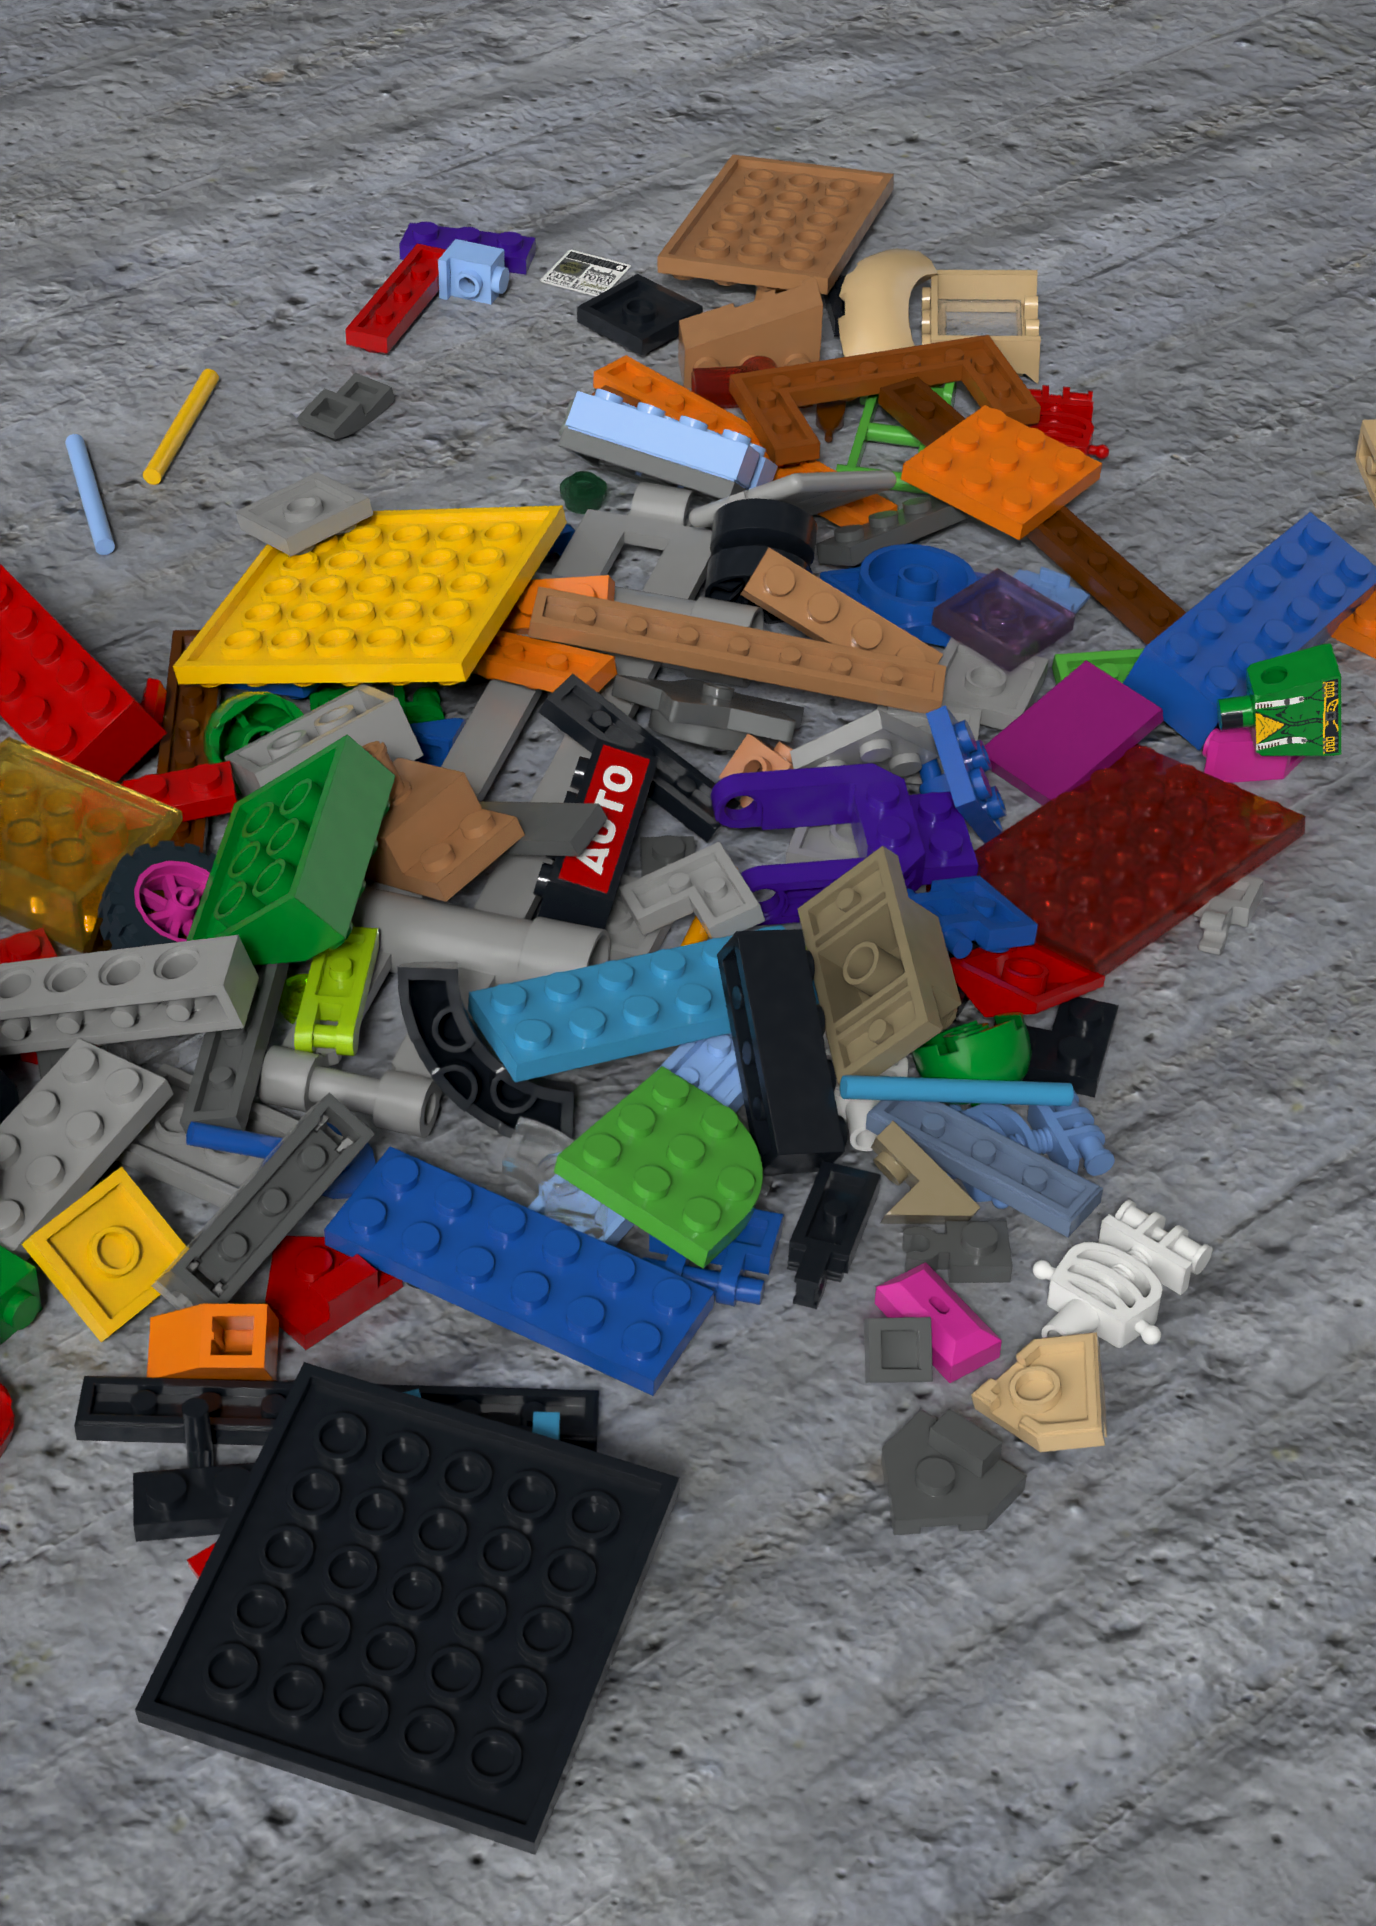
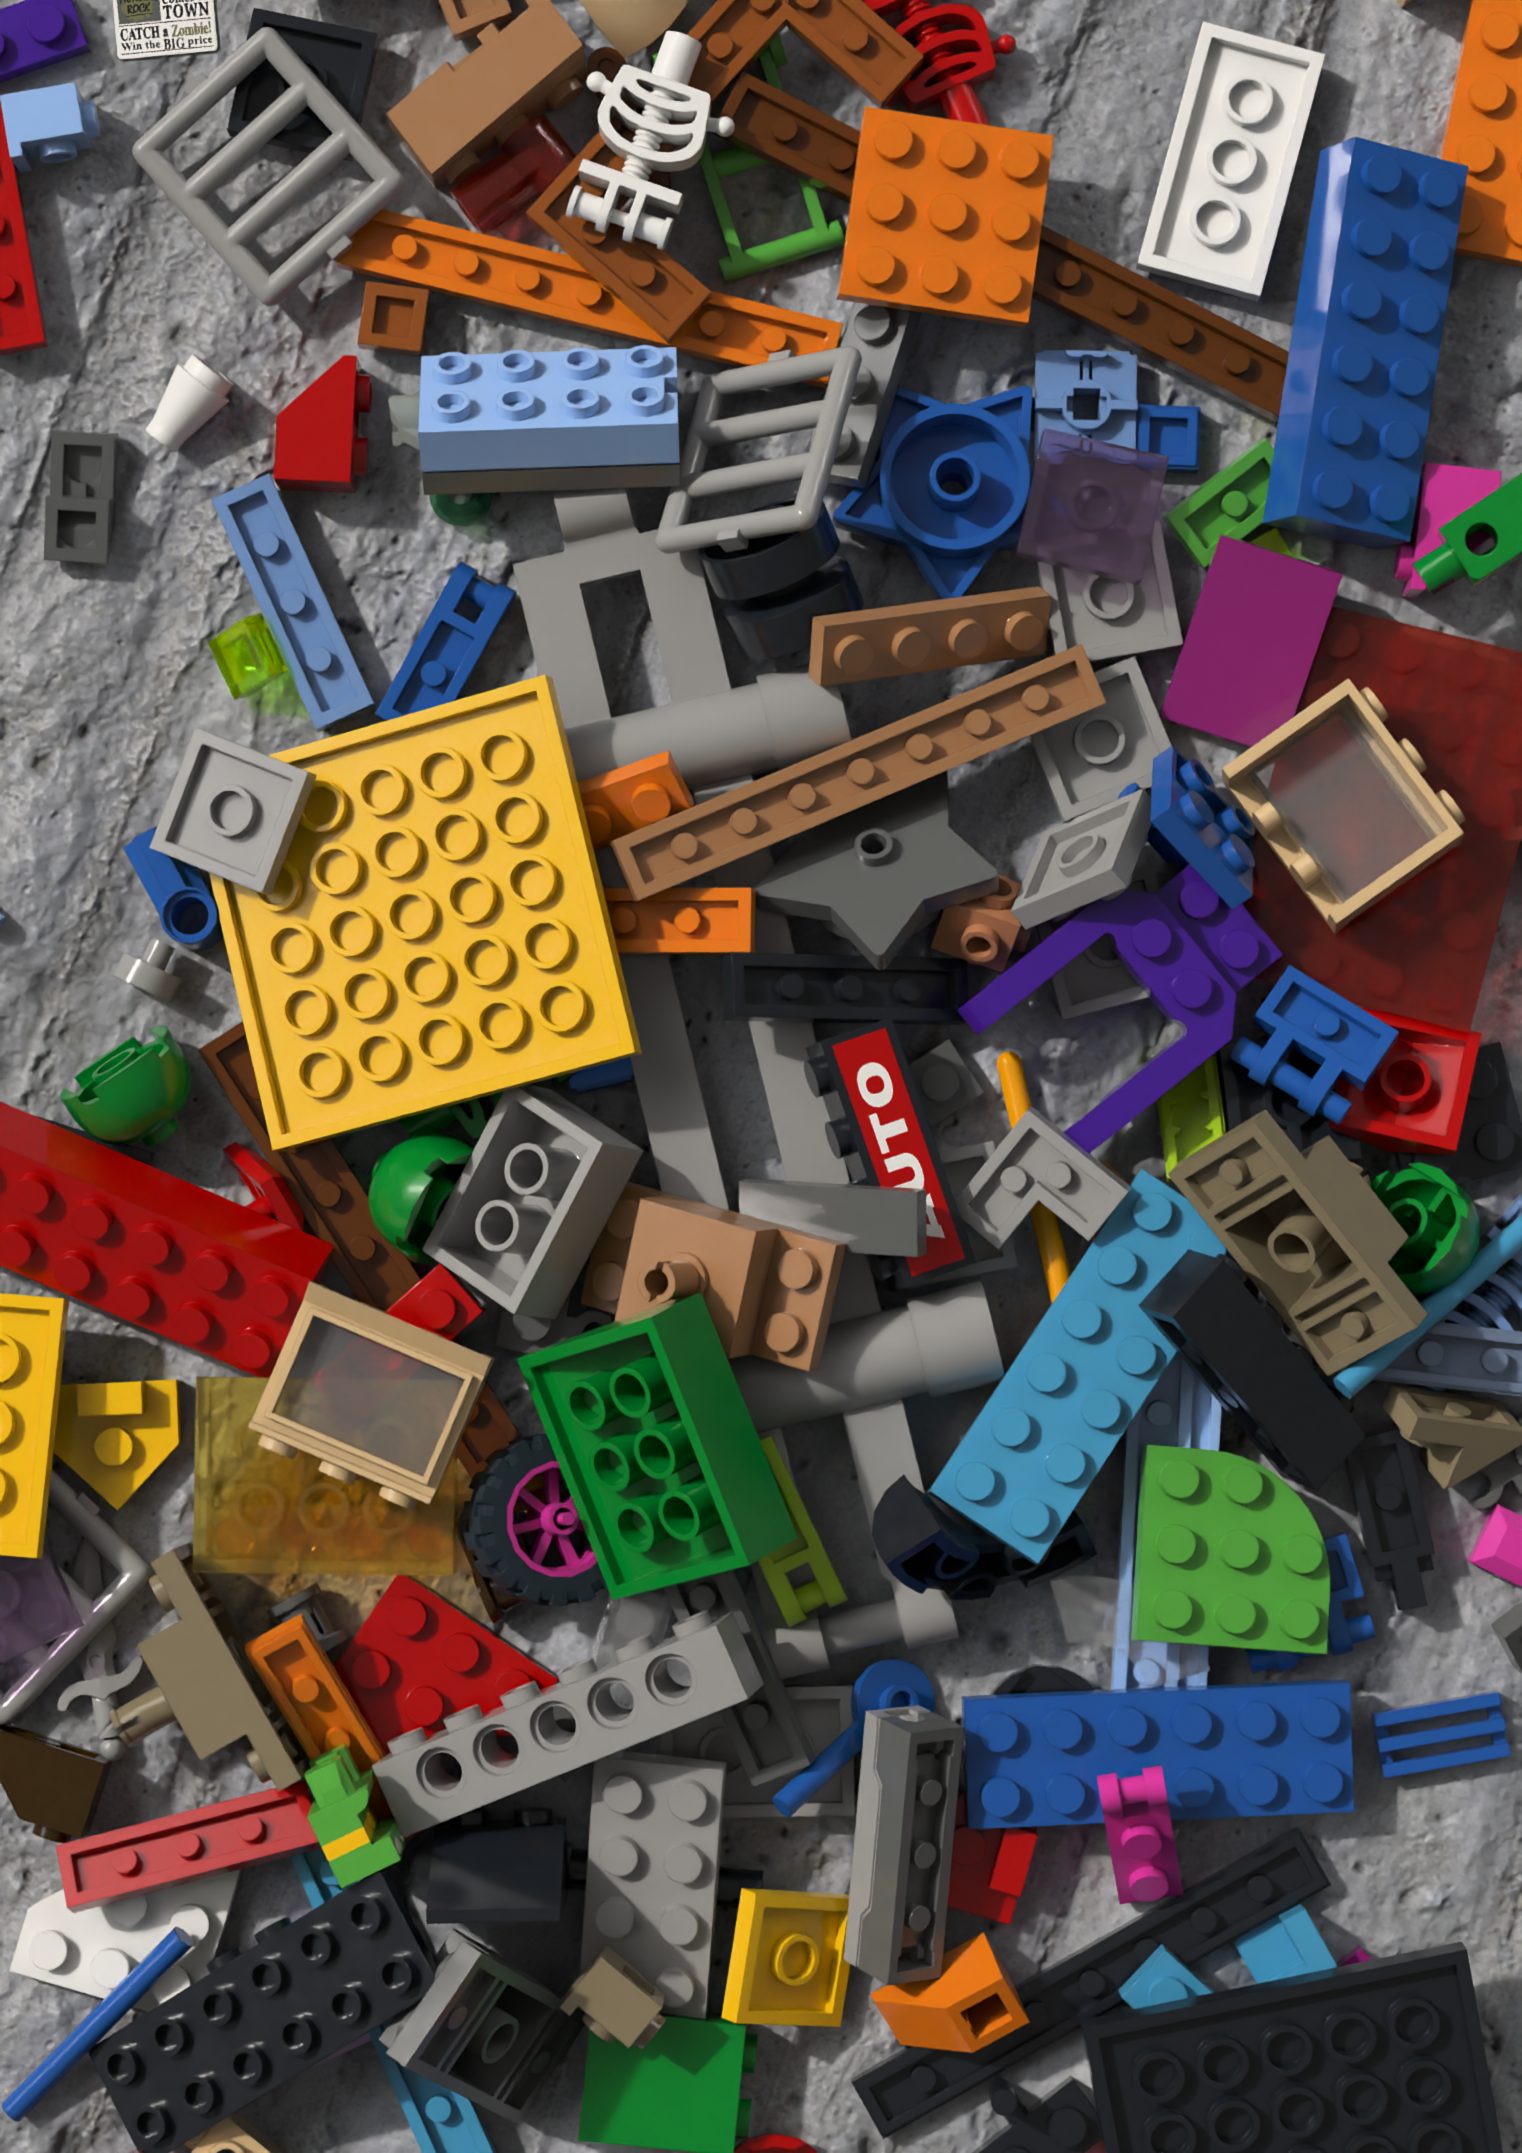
camera: 30 degrees left, 45 degrees up
(113, 617) = (132, 1091): none -> green cylinder
(119, 773) = (370, 1396): none -> window
(177, 591) = (150, 971): none -> light grey tile
(230, 560) = (173, 888): none -> blue piece
(387, 489) = (248, 656): none -> clear neon green plate
(437, 469) = (293, 603): none -> medium blue plate
(450, 394) = (189, 402): none -> white cone
(460, 1293) = (1140, 1836): none -> dark pink plate
(518, 430) = (320, 432): none -> red slope
(596, 358) = (190, 194): none -> light grey bar
(772, 1384) = (1494, 1725): none -> blue tile
(833, 362) = (663, 96): none -> white torso
(1080, 803) = (1344, 803): none -> window
(1085, 638) = (1170, 433): none -> blue tile
(1212, 540) = (1230, 161): none -> white plate

